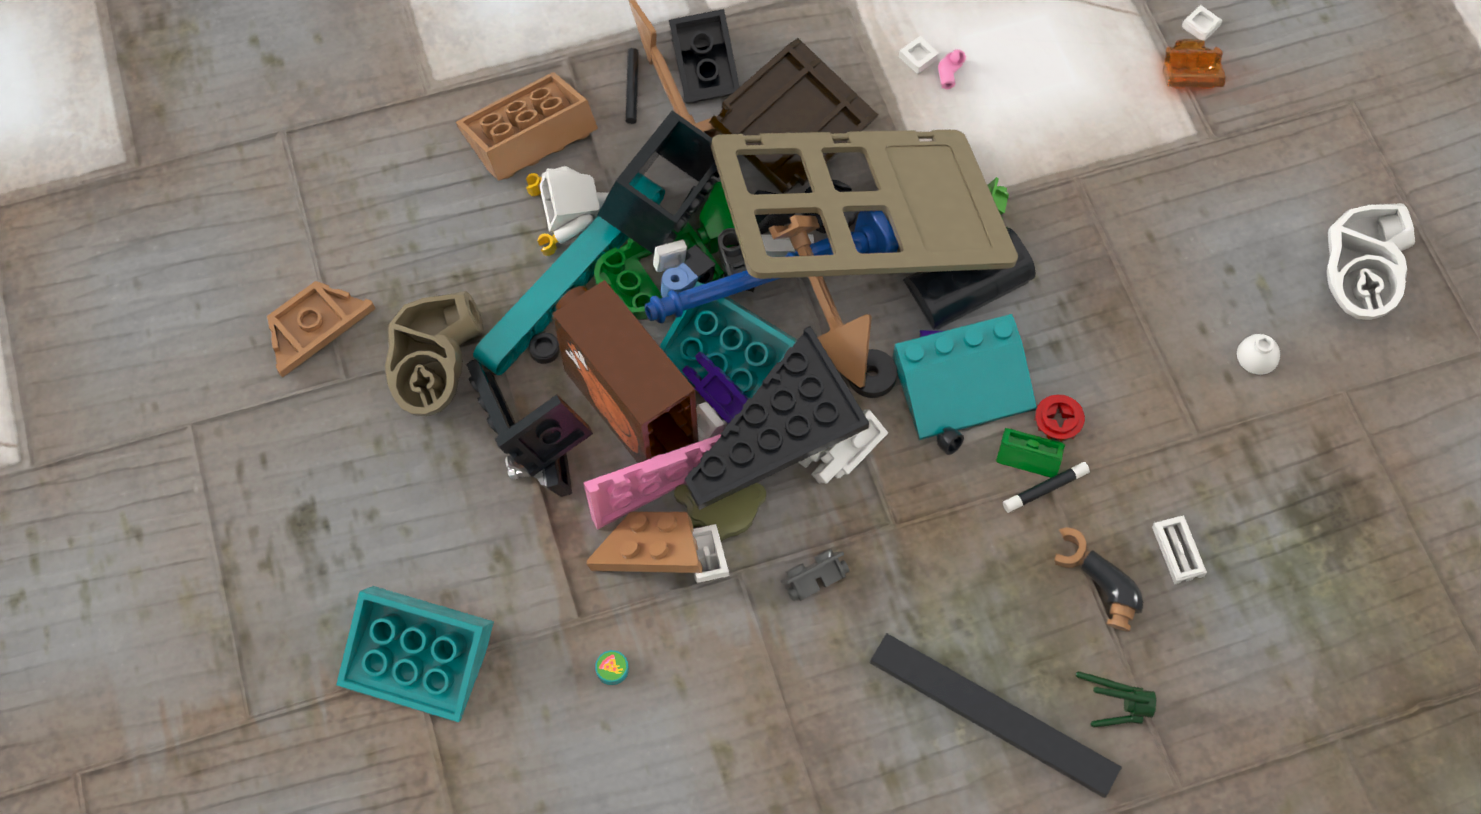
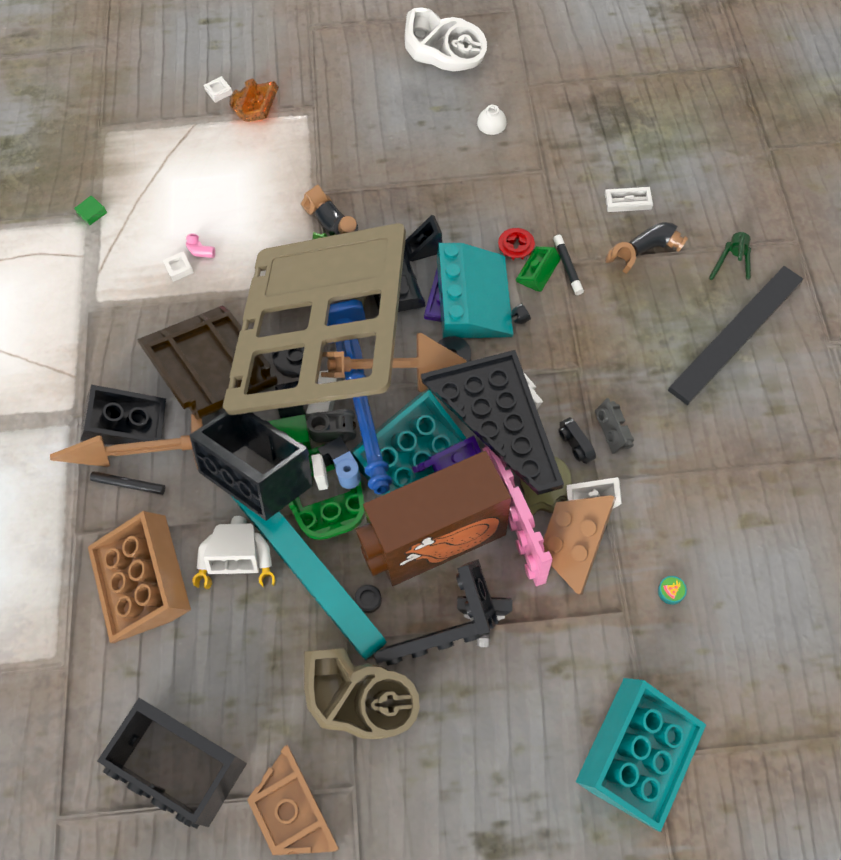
camera: 75 degrees left, 0 degrees up
(363, 217) = (128, 737): none -> black hose
(790, 523) = (581, 446): none -> black plate
(1029, 308) = (424, 240): none -> black slope
(1033, 195) = (327, 213): none -> piece

